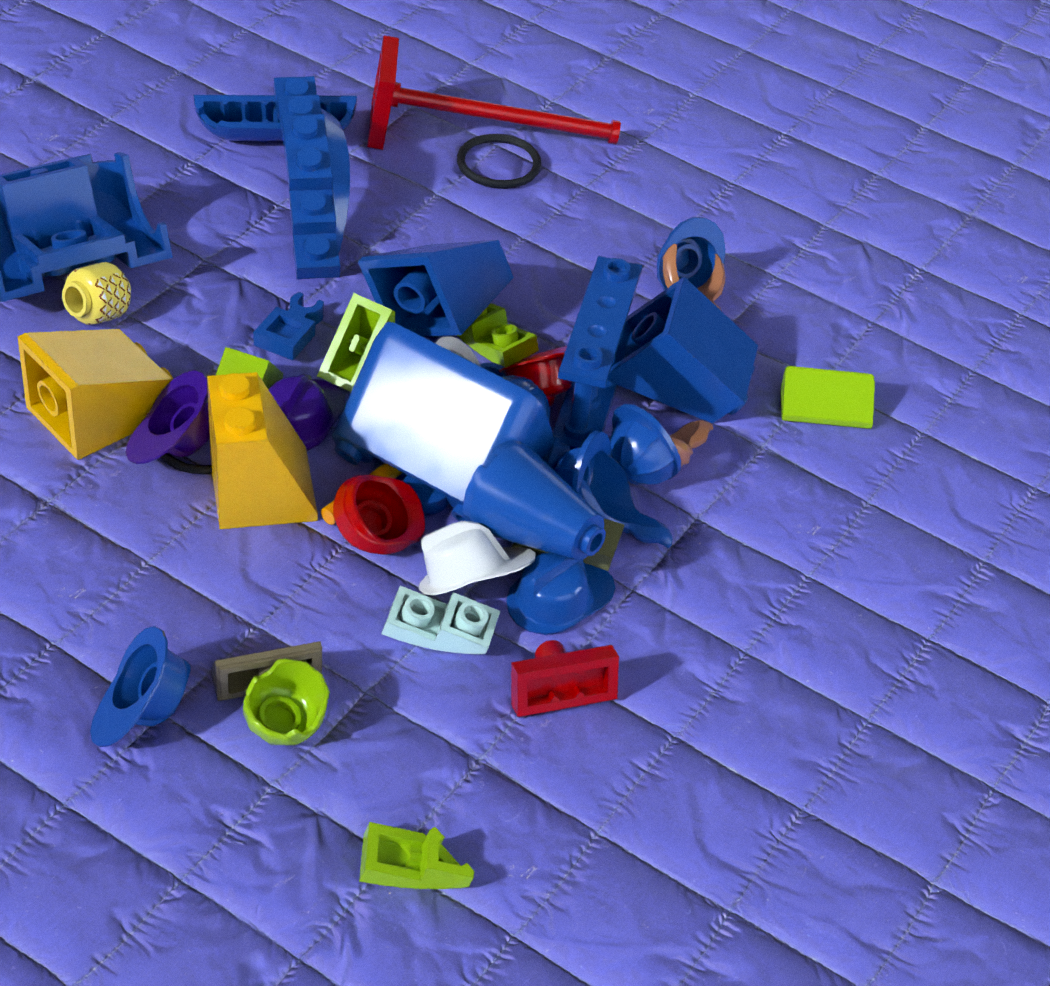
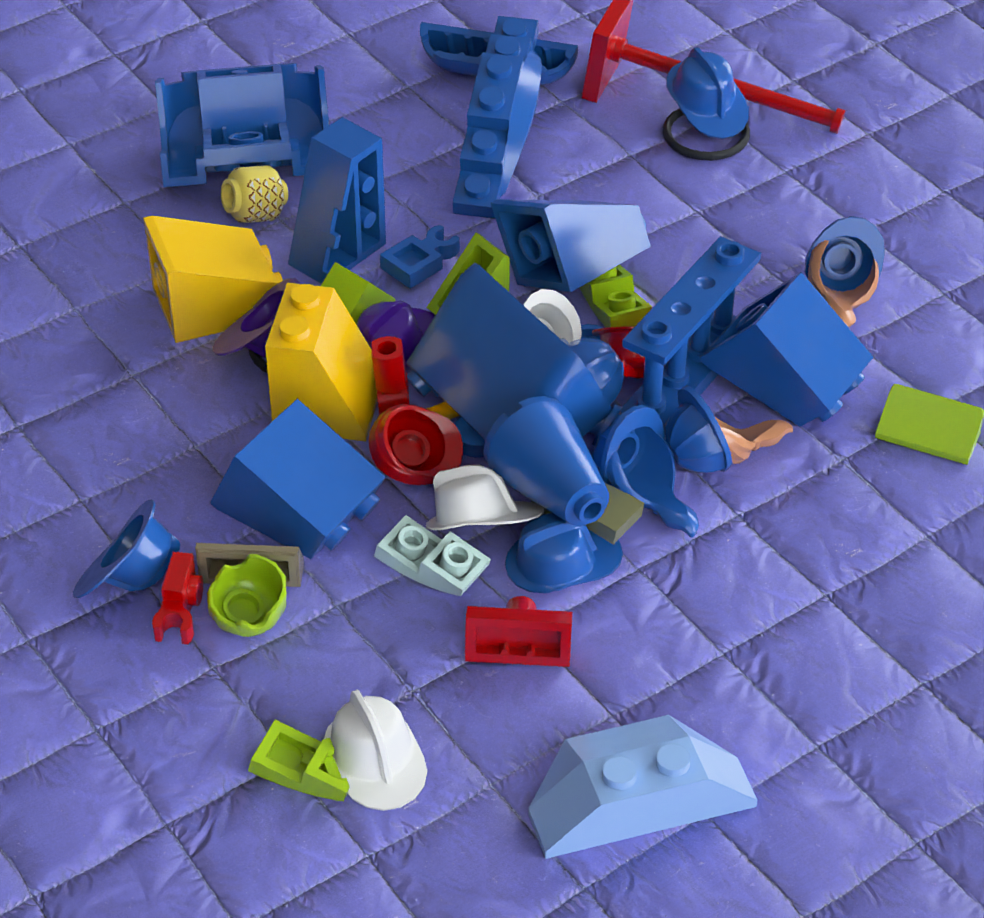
camera: 25 degrees right, 0 degrees up
(202, 286) = (340, 201): none -> blue wedge
(214, 714) = (179, 593): none -> red plate
(285, 578) = (299, 483): none -> blue slope
(327, 449) = (390, 372): none -> red bar
(479, 829) = (377, 753): none -> white piece
(492, 123) = (708, 94): none -> blue piece
(731, 799) = (634, 784): none -> light blue wedge

